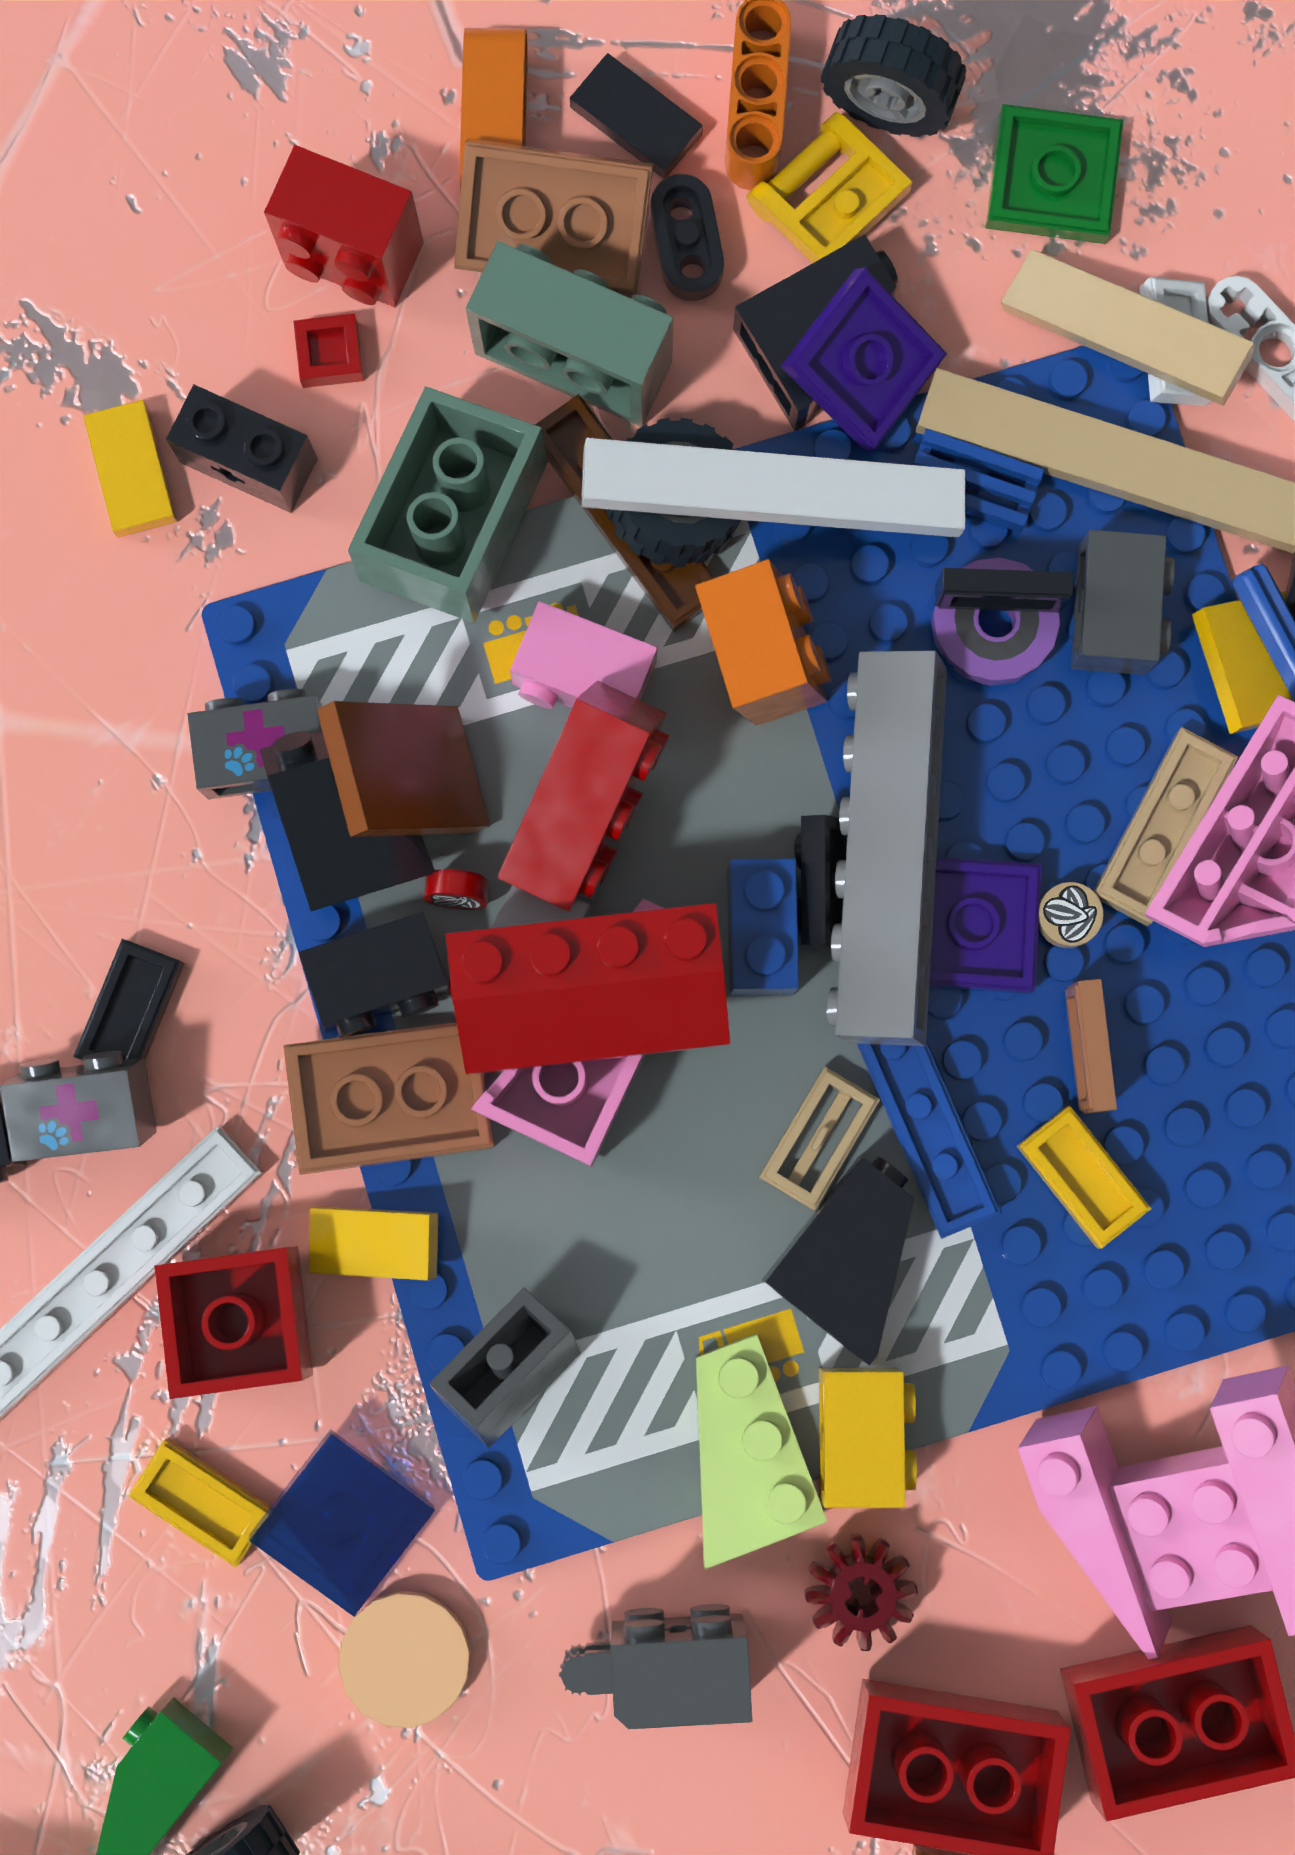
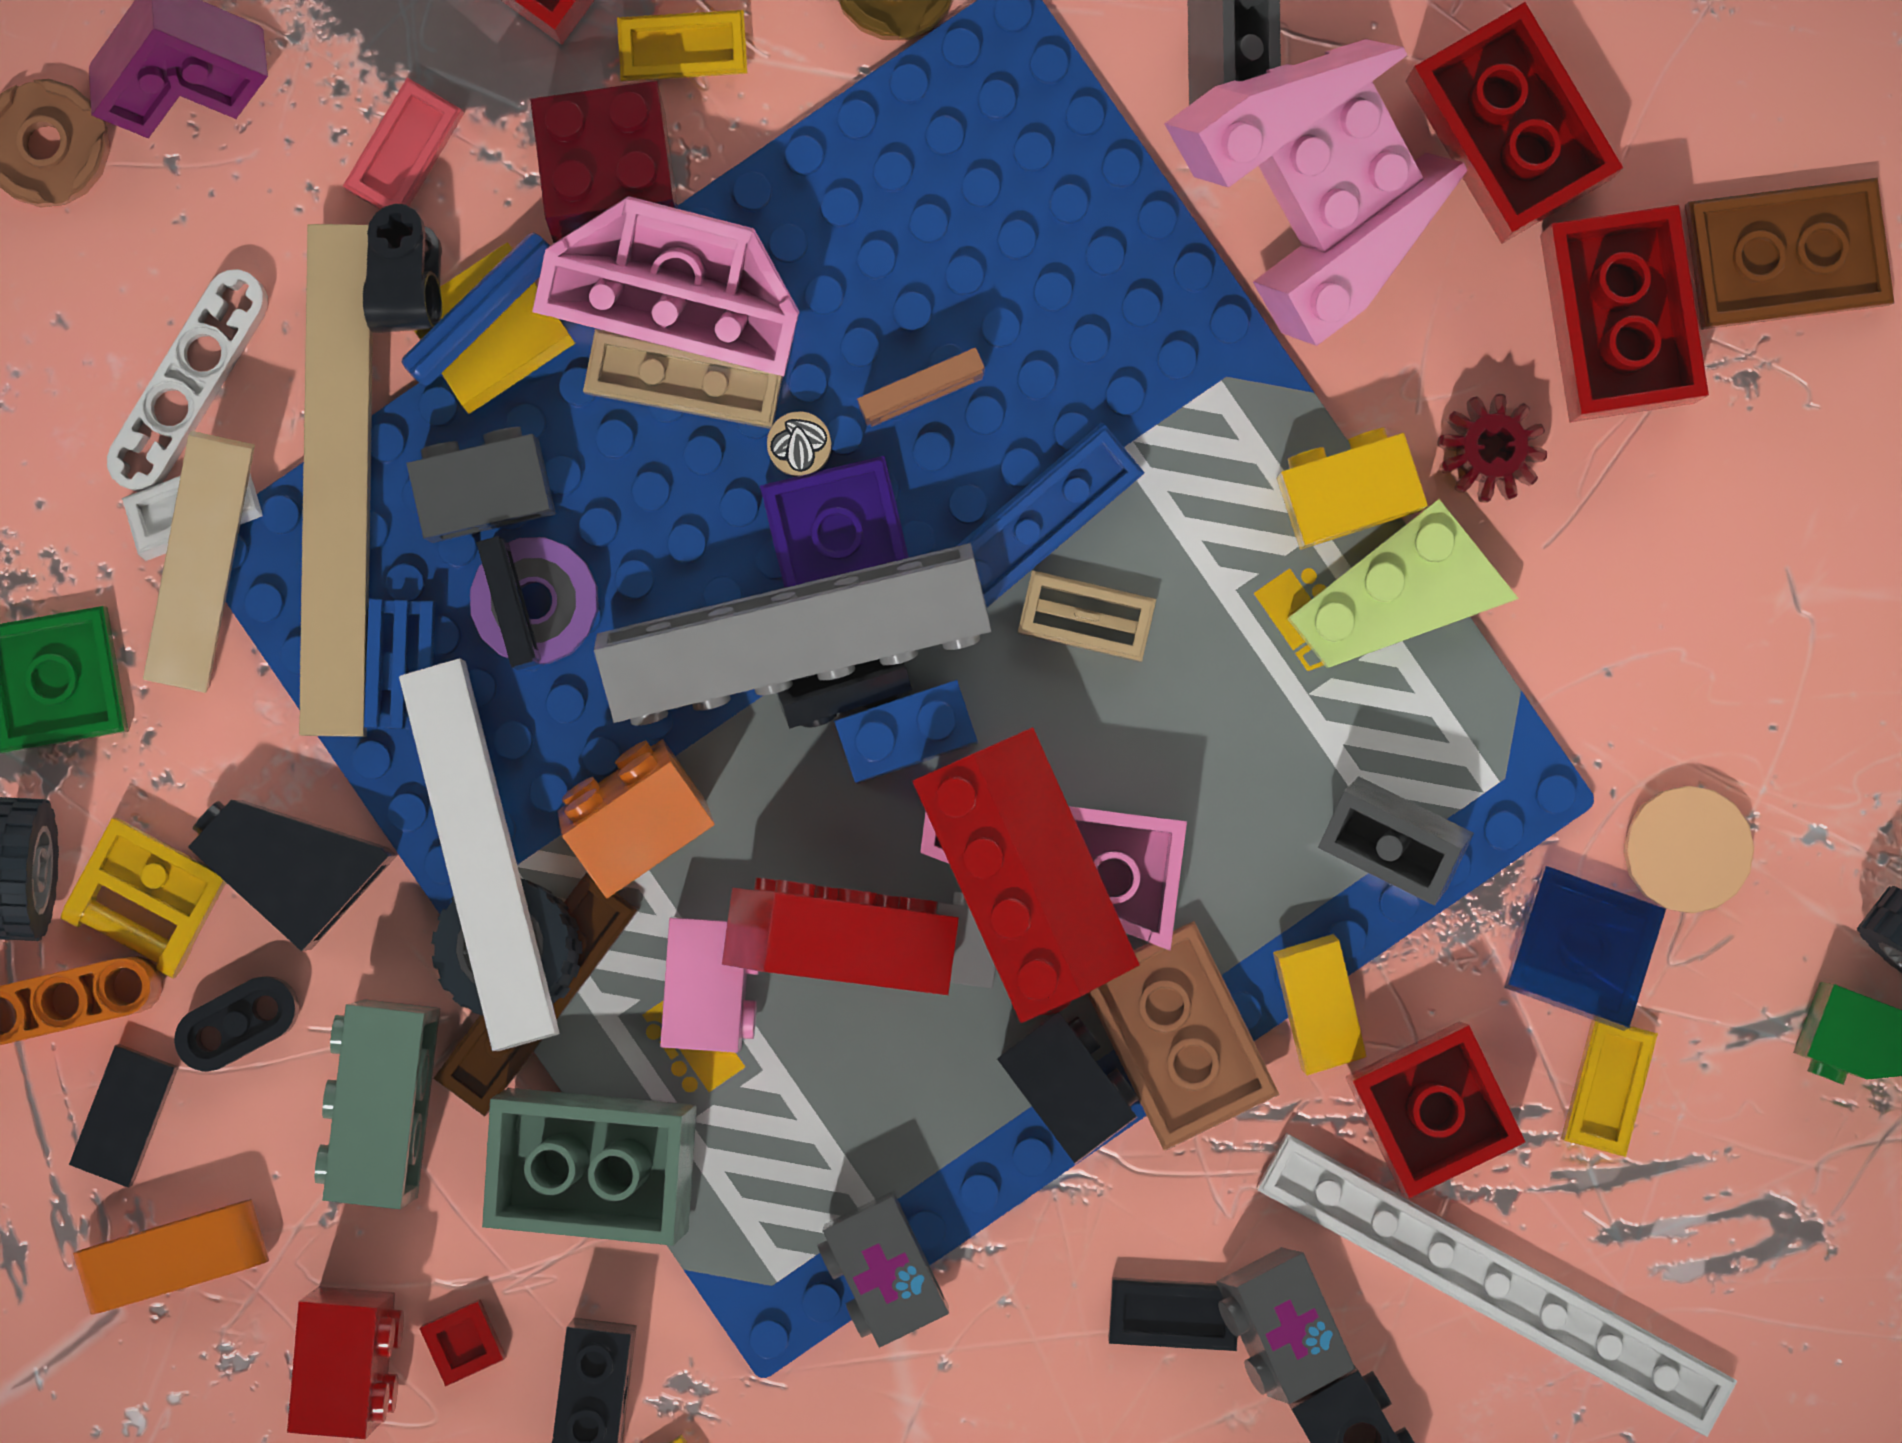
camera: 110 degrees left, 5 degrees up
(326, 856) = (938, 1164): black slope -> none
(402, 769) = (868, 1120): dark orange tile -> none
(456, 889) = (961, 1036): red tile -> none
(565, 204) = (256, 1162): nougat tile -> none
(668, 1668) = (1617, 604): dark grey hinge -> none
(849, 1256) = (1190, 555): black slope -> none
(864, 359) = (316, 808): dark purple tile -> none
(1083, 1177) = (1044, 357): yellow tile -> none

